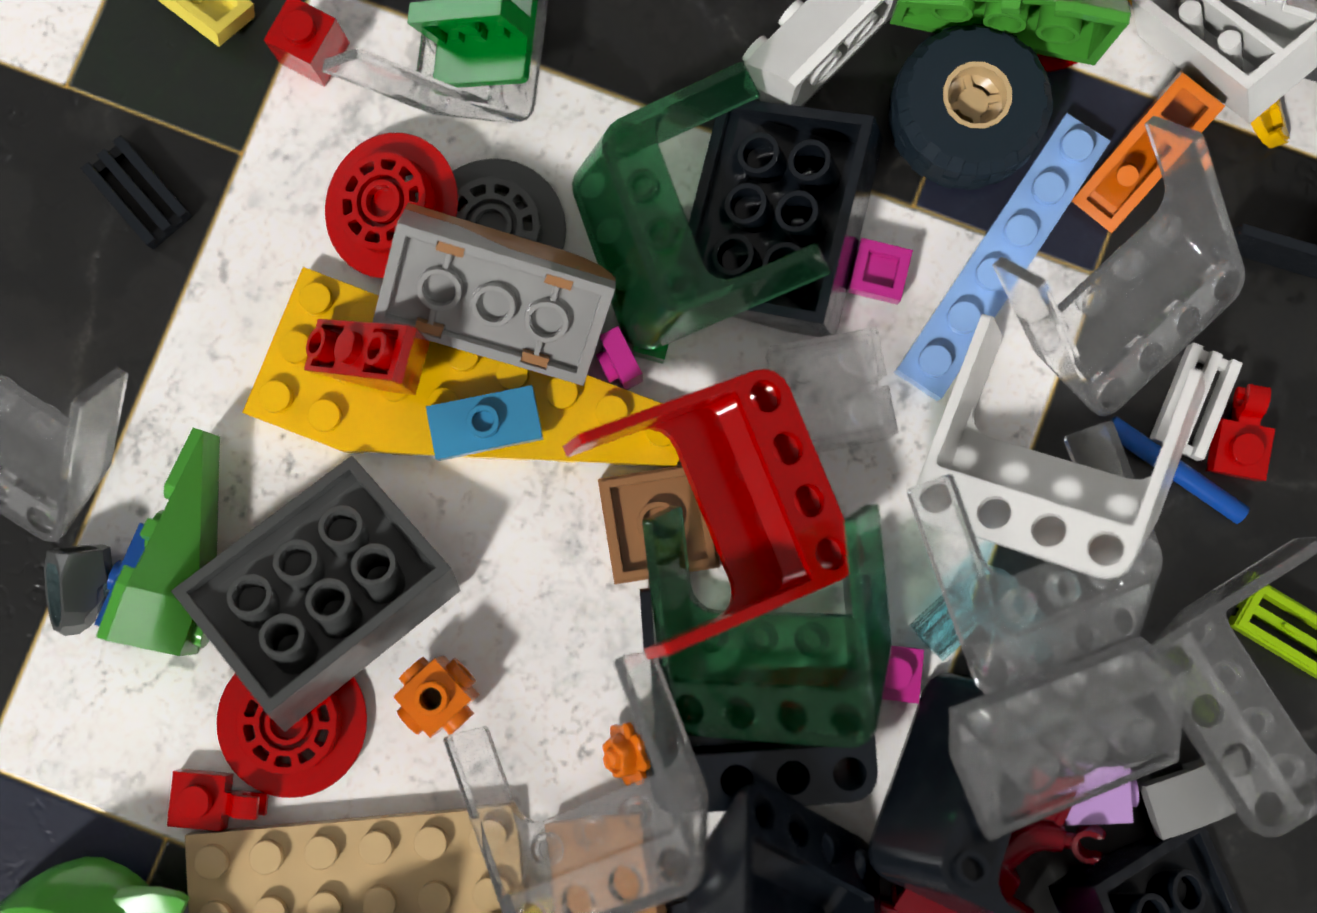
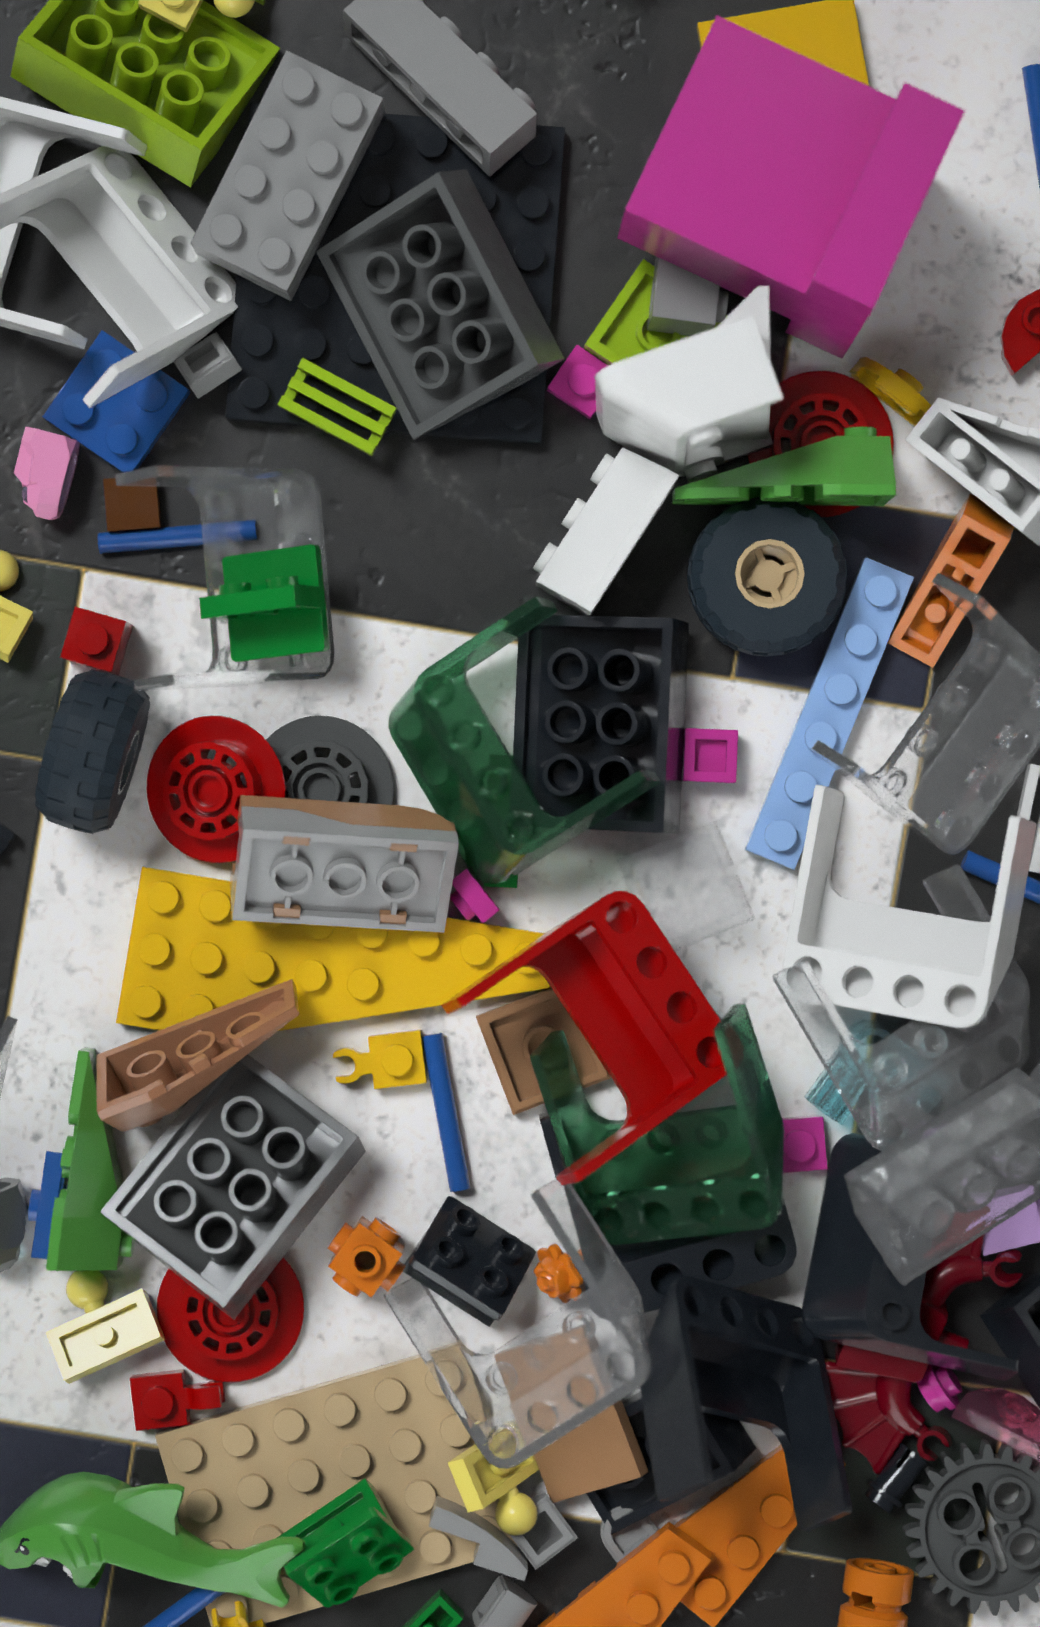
camera: 10 degrees left, 5 degrees up
(161, 717) = (104, 1331): none -> plate
(270, 466) = (169, 1067): none -> nougat wedge
(271, 133) = (92, 751): none -> black wheel
(368, 354) = (230, 949): red slope -> none
(484, 423) = (357, 988): dark azure plate -> none
(505, 505) = (391, 1059): none -> yellow plate
(539, 722) = (470, 1261): none -> black bracket
(548, 568) = (446, 1112): none -> blue bar

